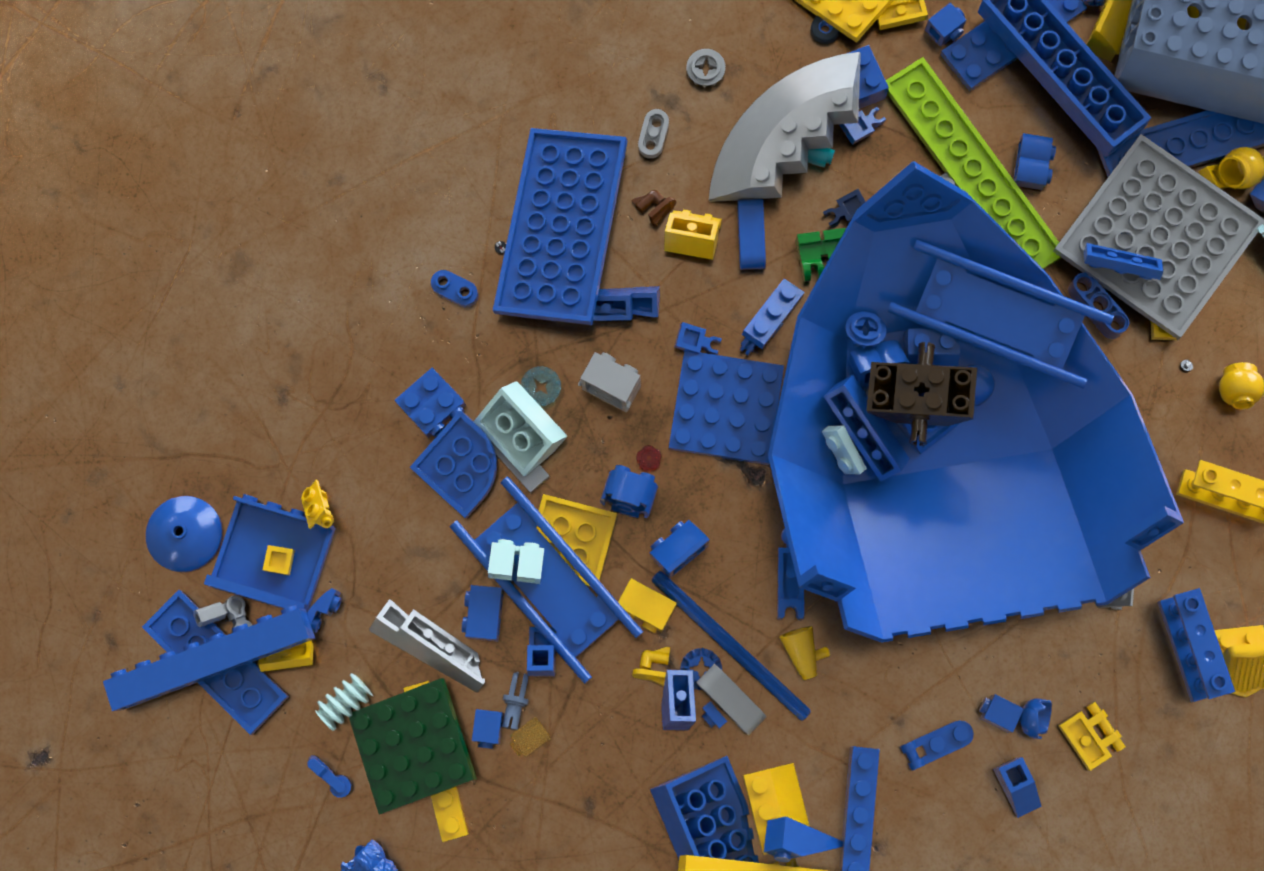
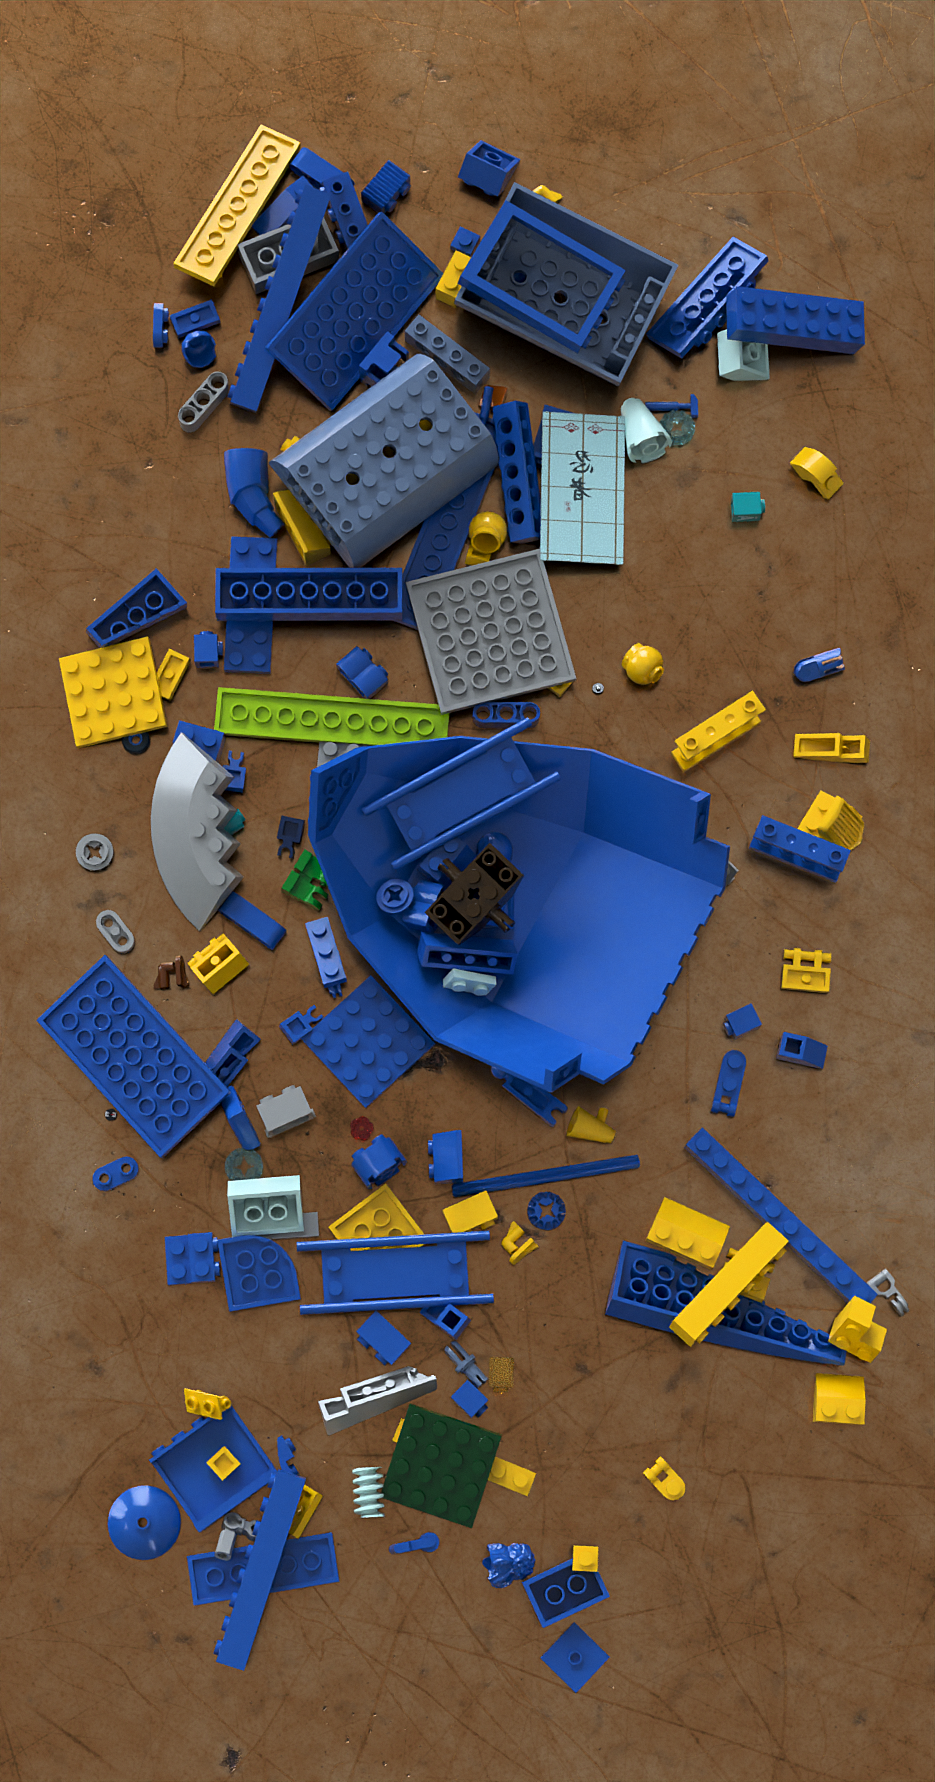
camera: 60 degrees left, 0 degrees up
(529, 564) = (375, 1274): light aqua piece -> none
(574, 350) = (239, 1121): none -> blue brick
(678, 700) = (557, 1244): blue slope -> none
(713, 716) = (587, 1228): blue plate -> none
(731, 699) = (586, 1205): light grey beam -> none
(792, 839) = (718, 1237): blue slope -> none
(1036, 717) = (763, 999): blue hair -> none
(1123, 261) = (490, 674): blue plate -> none

